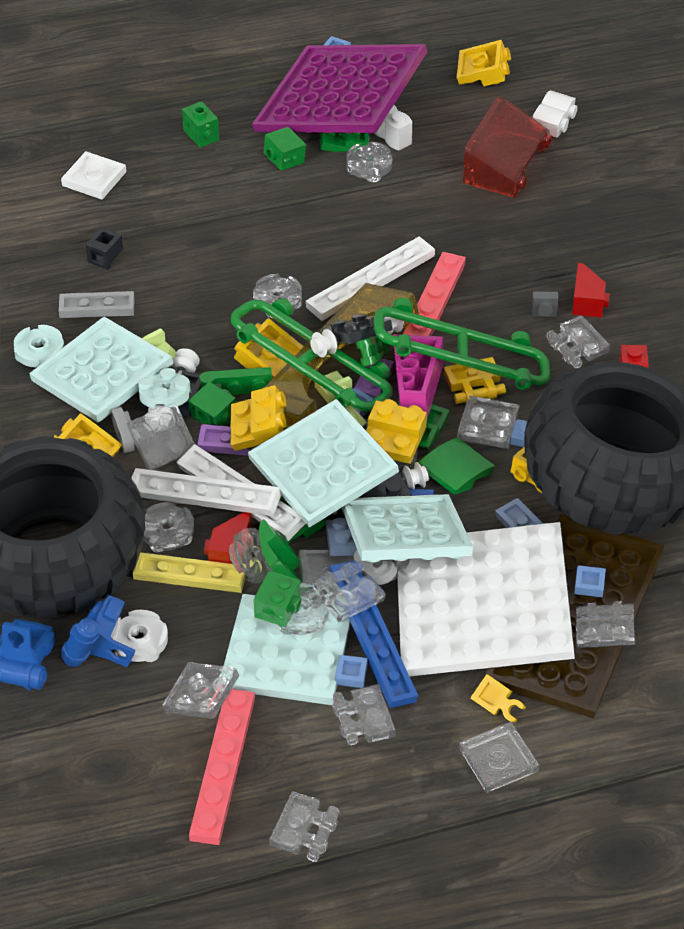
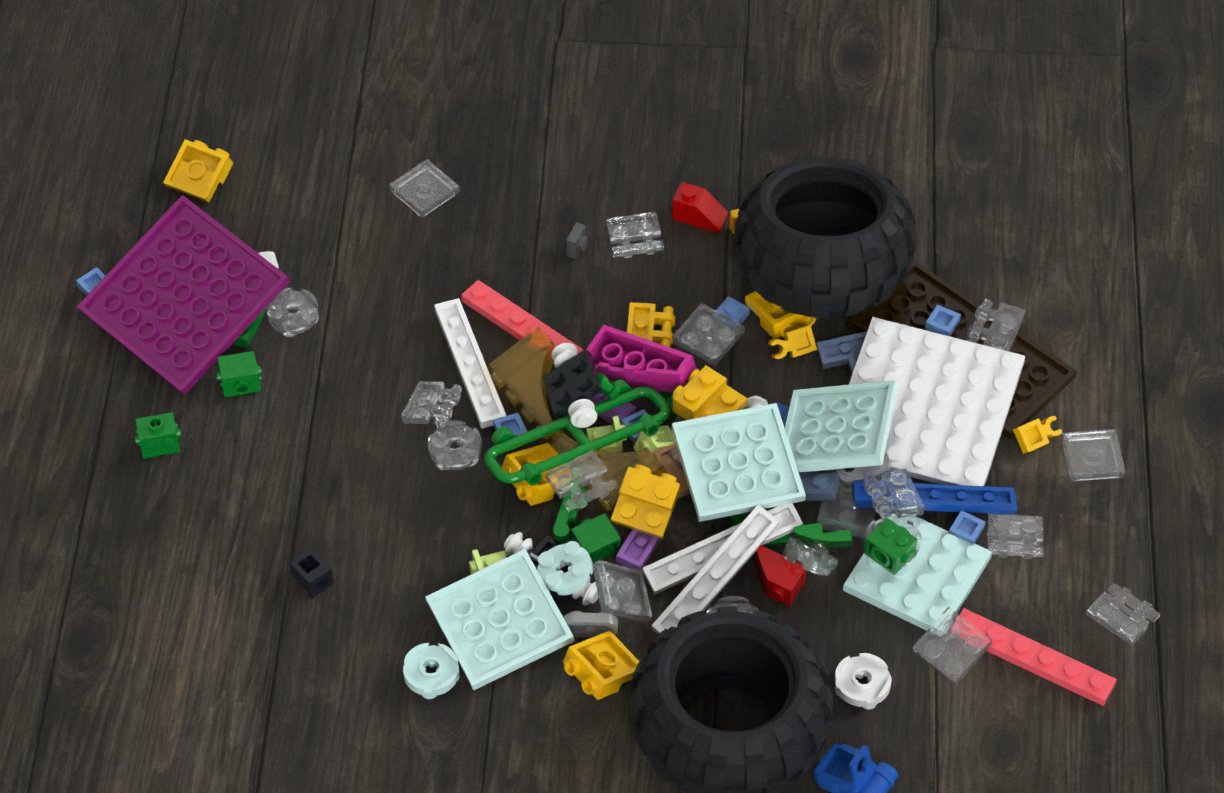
camera: 70 degrees left, 5 degrees up
(93, 175) = (183, 555): white plate -> none
(94, 638) = (860, 706): blue piece -> none
(96, 304) = (392, 603): light grey plate -> none
(188, 572) = (806, 603): light yellow tile -> none
(261, 363) = (577, 474): none -> clear plate
(310, 265) = (425, 403): none -> clear plate
(312, 320) = (511, 421): none -> medium blue plate
(456, 466) = (753, 374): green slope -> none
(503, 148) = (348, 193): clear red windscreen -> none
(511, 482) = (796, 342): none -> yellow plate
(518, 343) = (621, 279): green bar -> none
(551, 198) = (424, 188): none -> clear plate
(556, 112) = (307, 141): white brick -> none
(589, 293) = (575, 203): red slope -> none

